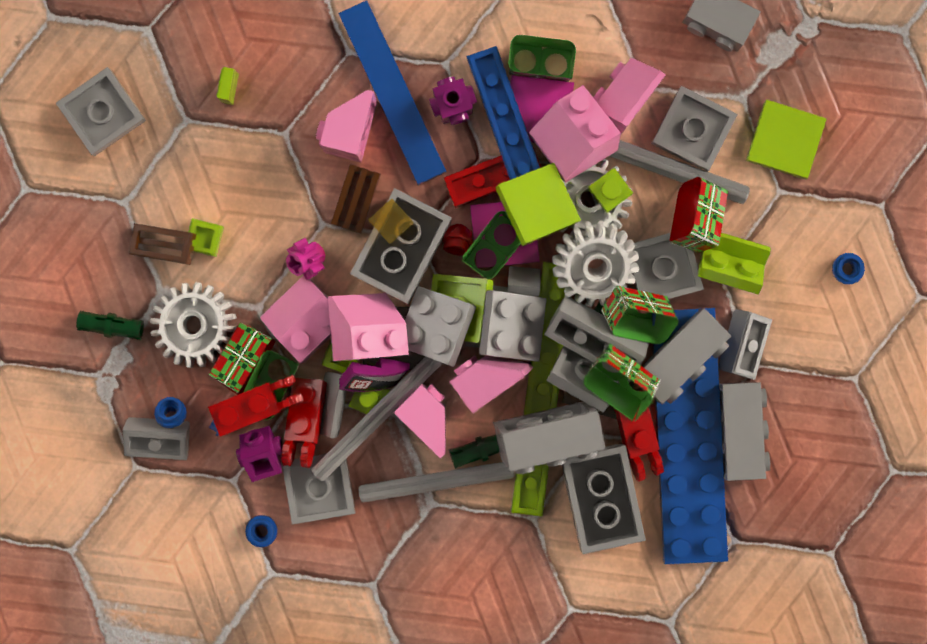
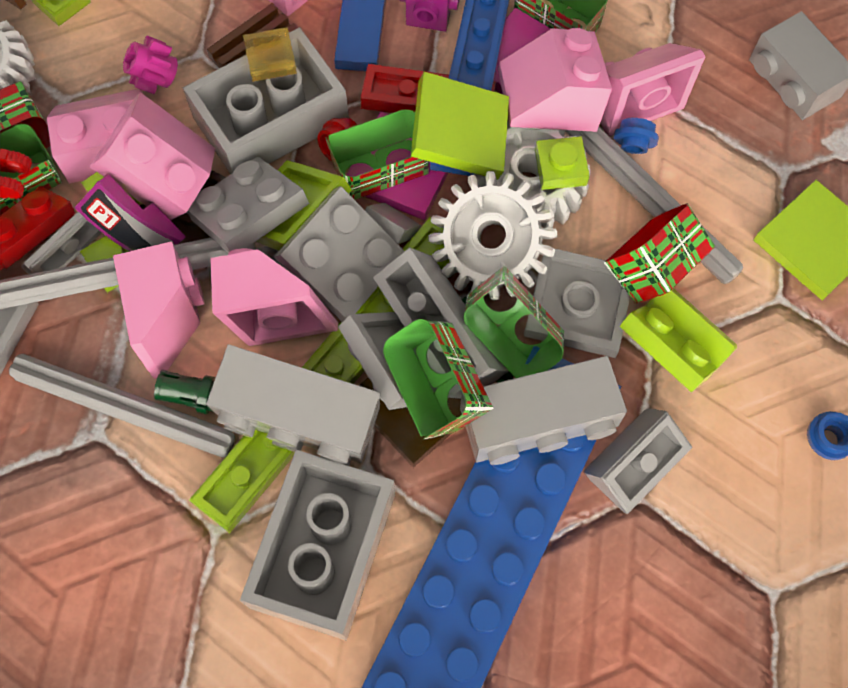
camera: 25 degrees right, 20 degrees down
(639, 440) = (425, 491): red hinge -> none
(641, 133) = (636, 135): none -> blue plate
(694, 128) = (706, 165): light grey plate -> none
(744, 431) = (575, 570): light grey brick -> none

